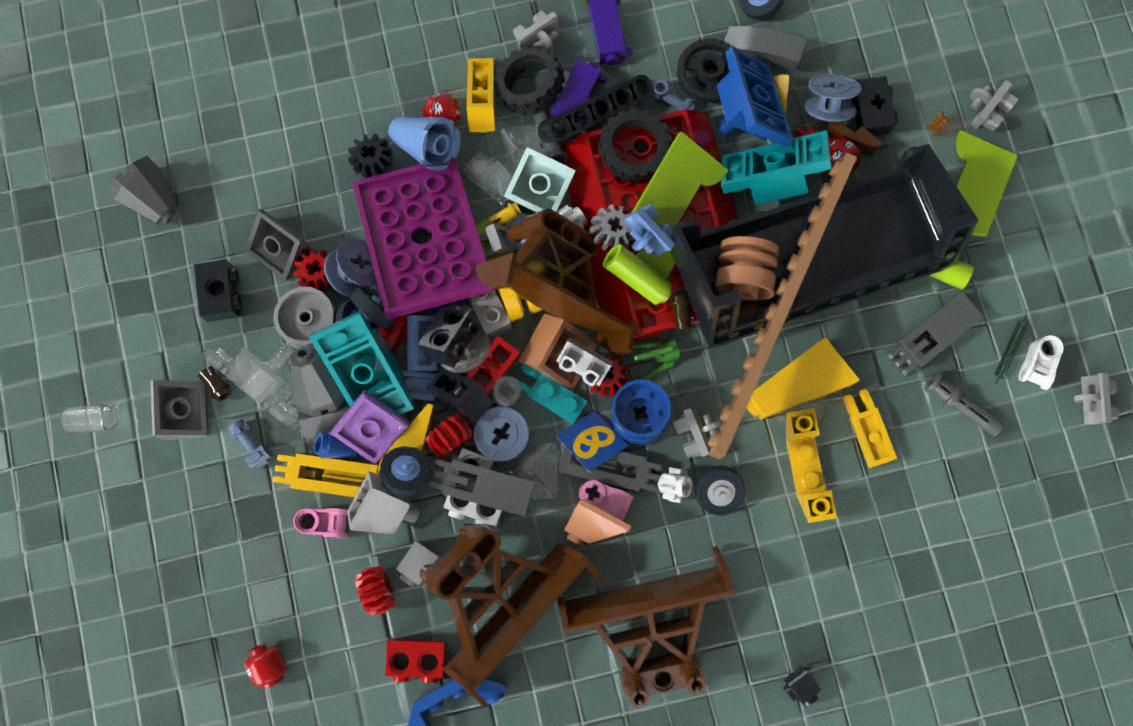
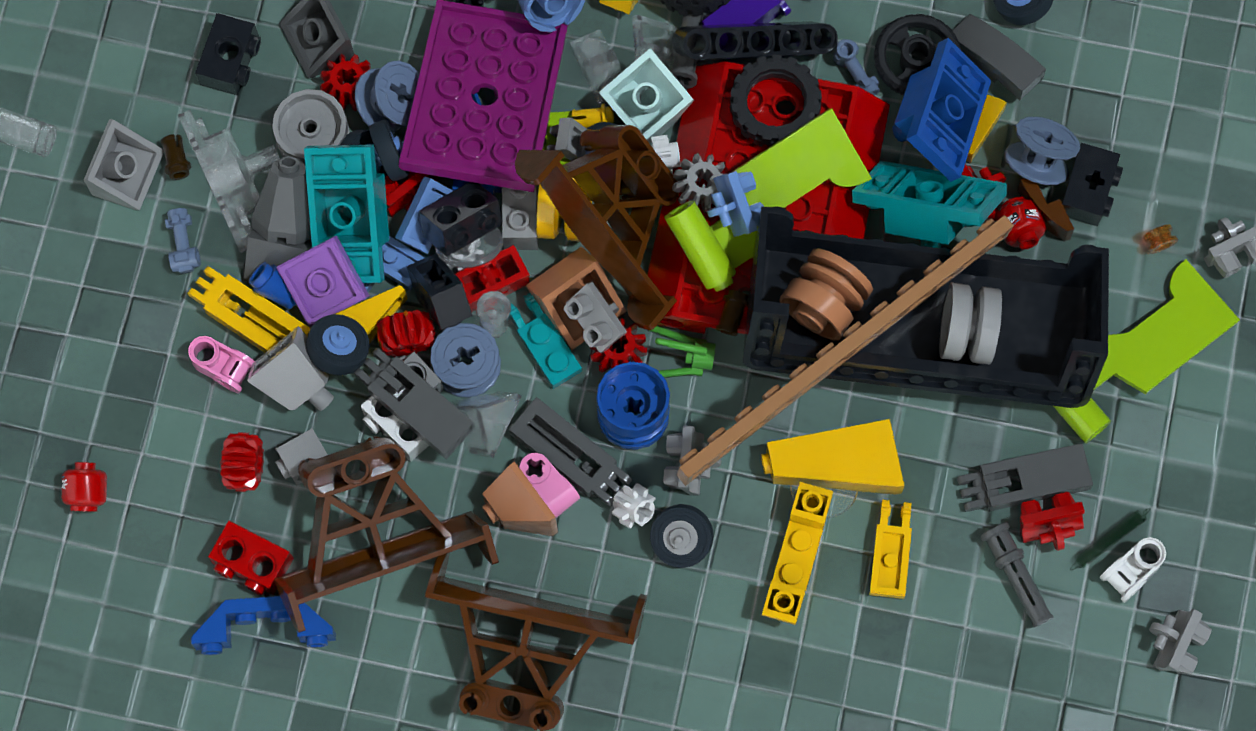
camera: 30 degrees right, 5 degrees down
(592, 441) = (564, 413): blue sticker -> none
(857, 242) = (970, 323): none -> light grey wheel
(970, 358) = (1051, 524): none -> red hips

